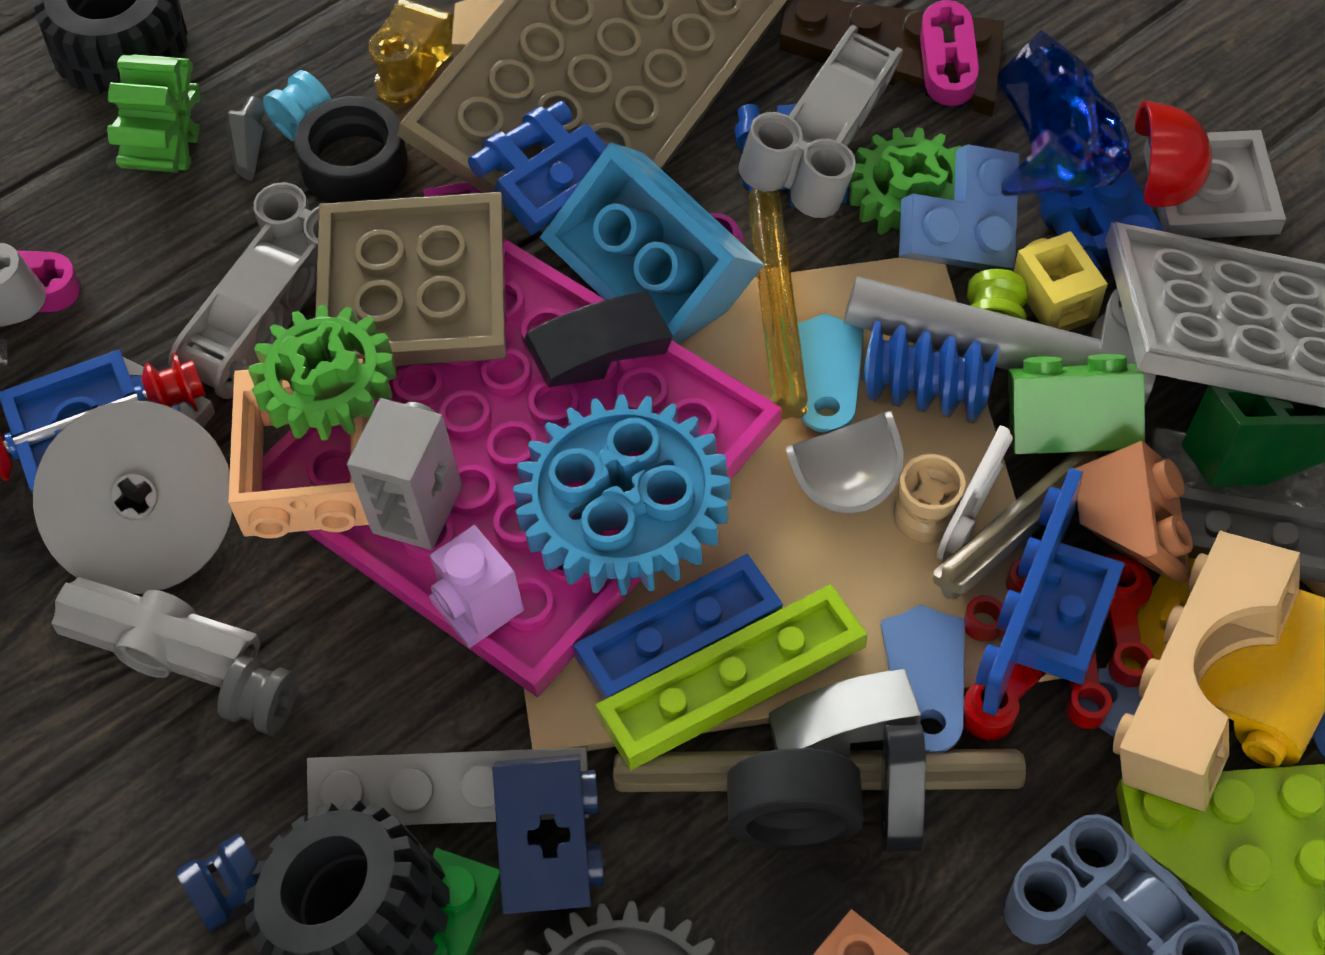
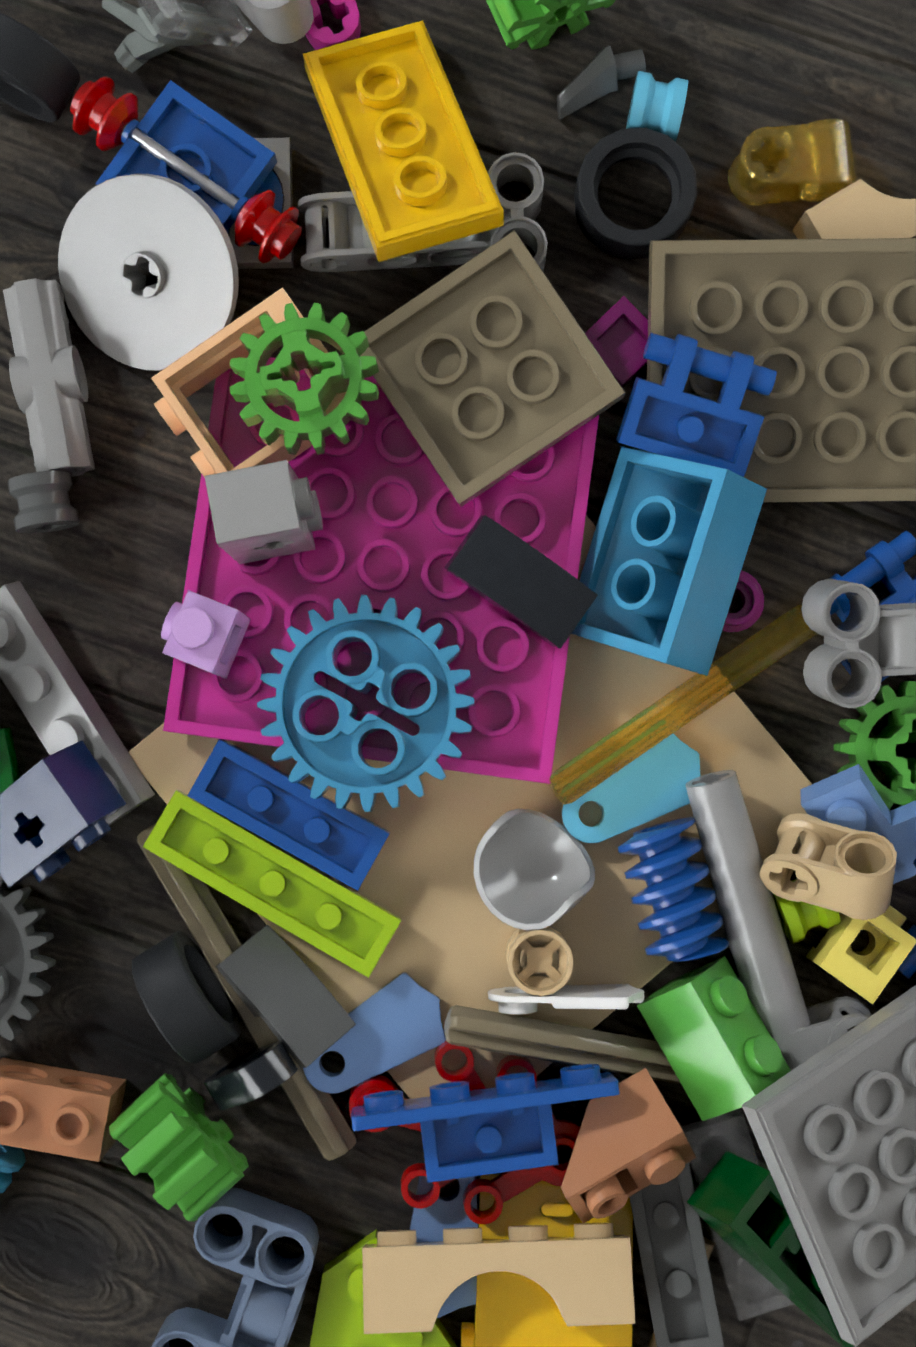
camera: 60 degrees right, 30 degrees up
(185, 258) = (402, 141): none -> yellow piece
(937, 881) = (179, 1147): none -> bright green gear
(977, 246) = (833, 867): none -> tan piece

